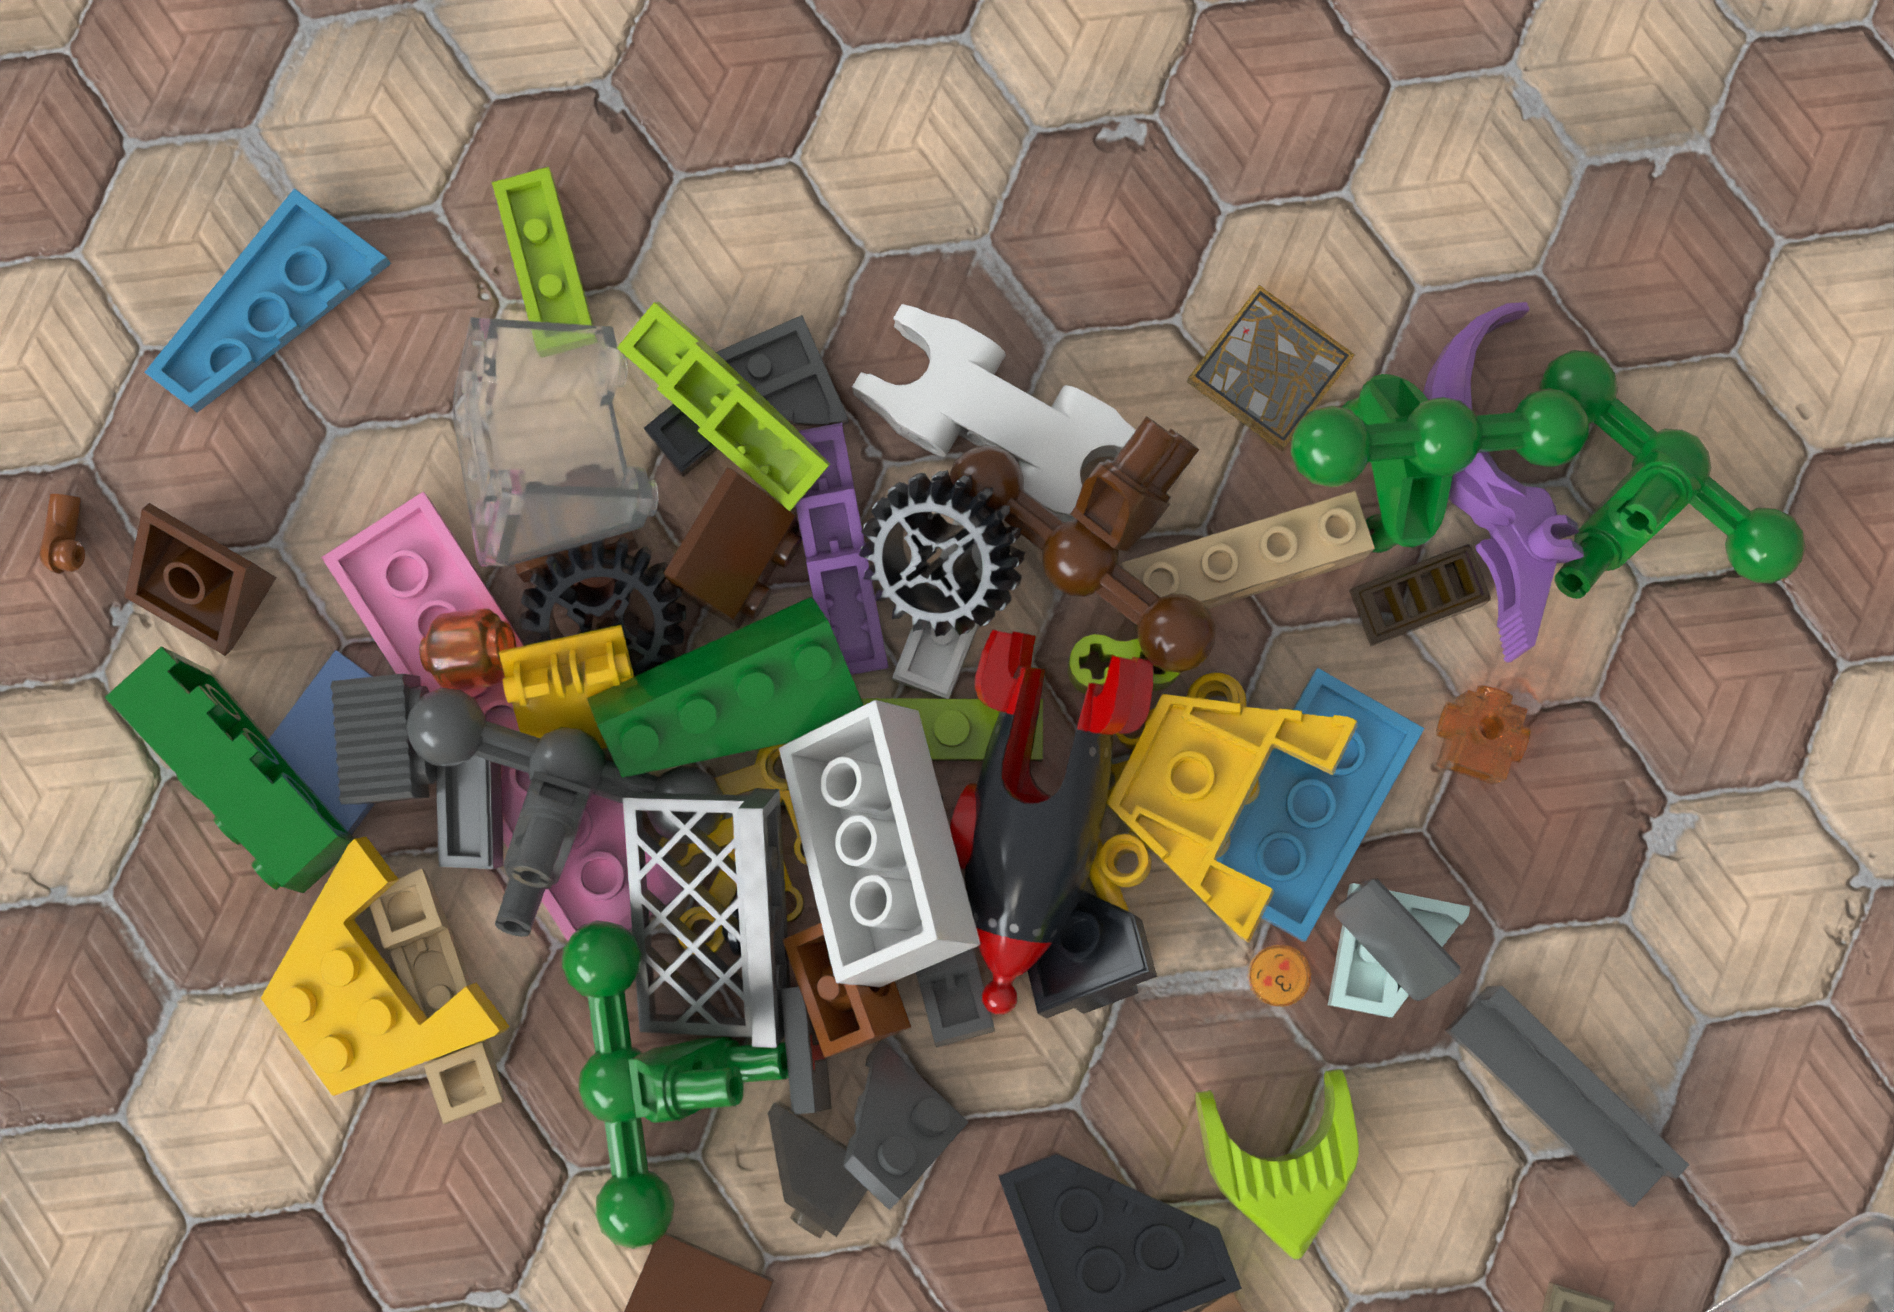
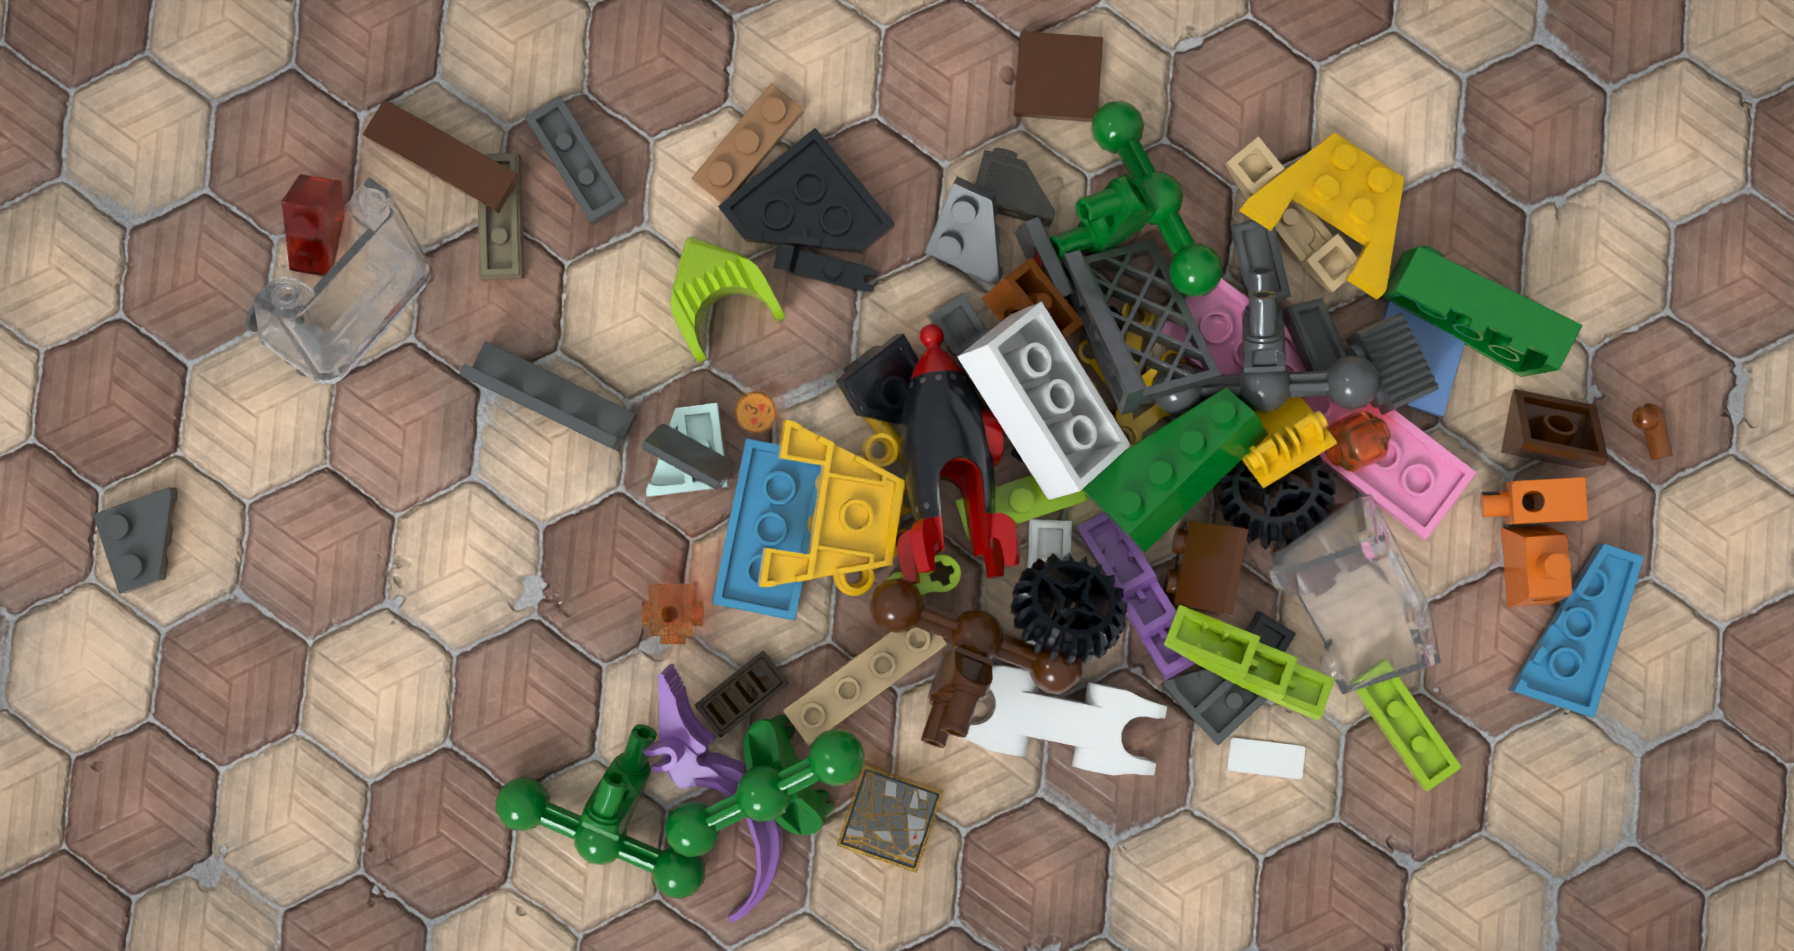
camera: 155 degrees right, 5 degrees up
(233, 478) = (1552, 501): none -> orange torso
(292, 405) = (1535, 565): none -> orange torso
(502, 961) = (1259, 248): none -> dark grey tile
(742, 282) = (1266, 758): none -> white sticker
(1119, 1149) = (823, 268): none -> black piece

